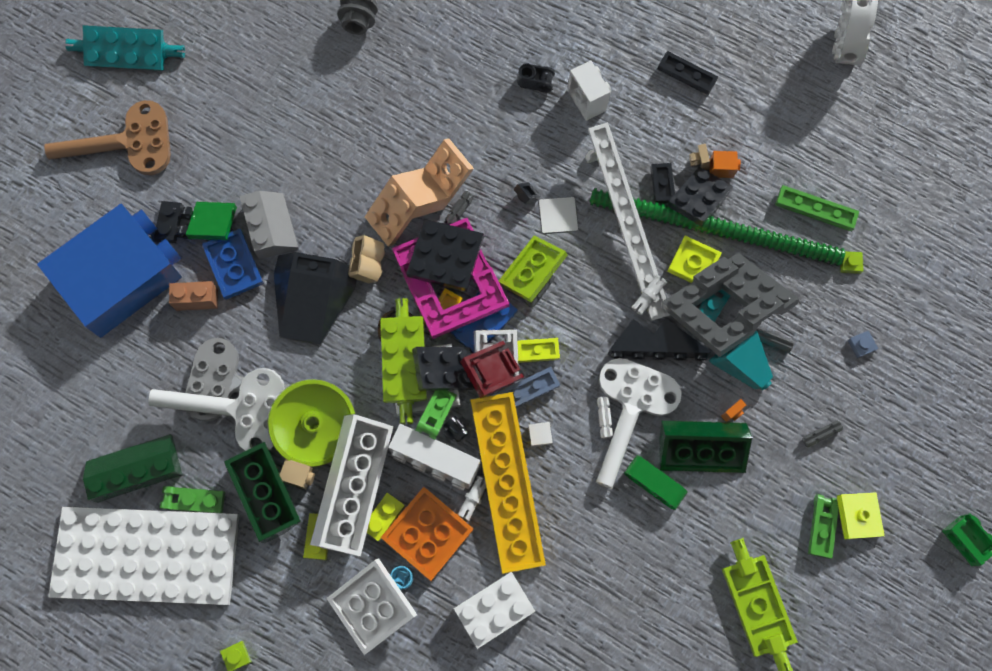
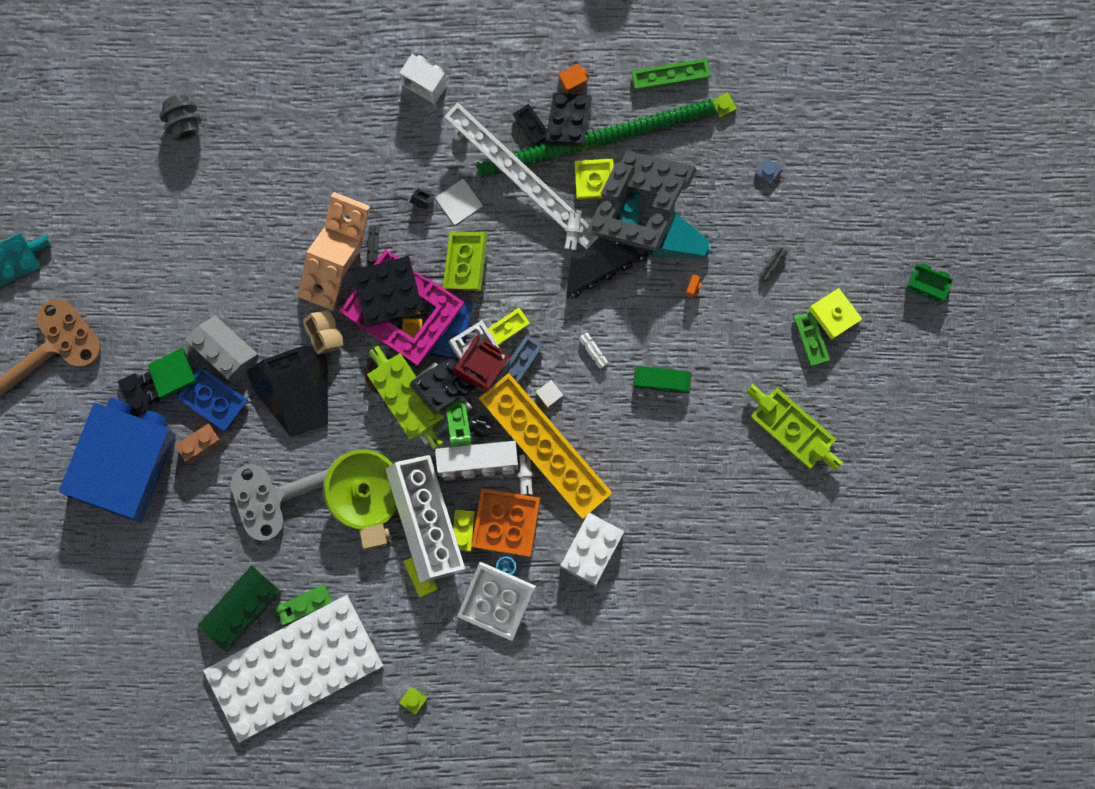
camera: 25 degrees left, 5 degrees up
(248, 410) = (306, 508): white piece -> none
(262, 493) = (358, 565): dark green slope -> none
(536, 77) = (371, 89): black piece -> none
(638, 391) = (609, 313): white piece -> none
(687, 73) = (497, 12): black plate -> none
(700, 158) = (551, 84): tan tile -> none
(704, 446) = (684, 328): dark green slope -> none
(775, 340) = (694, 209): dark grey axle -> none

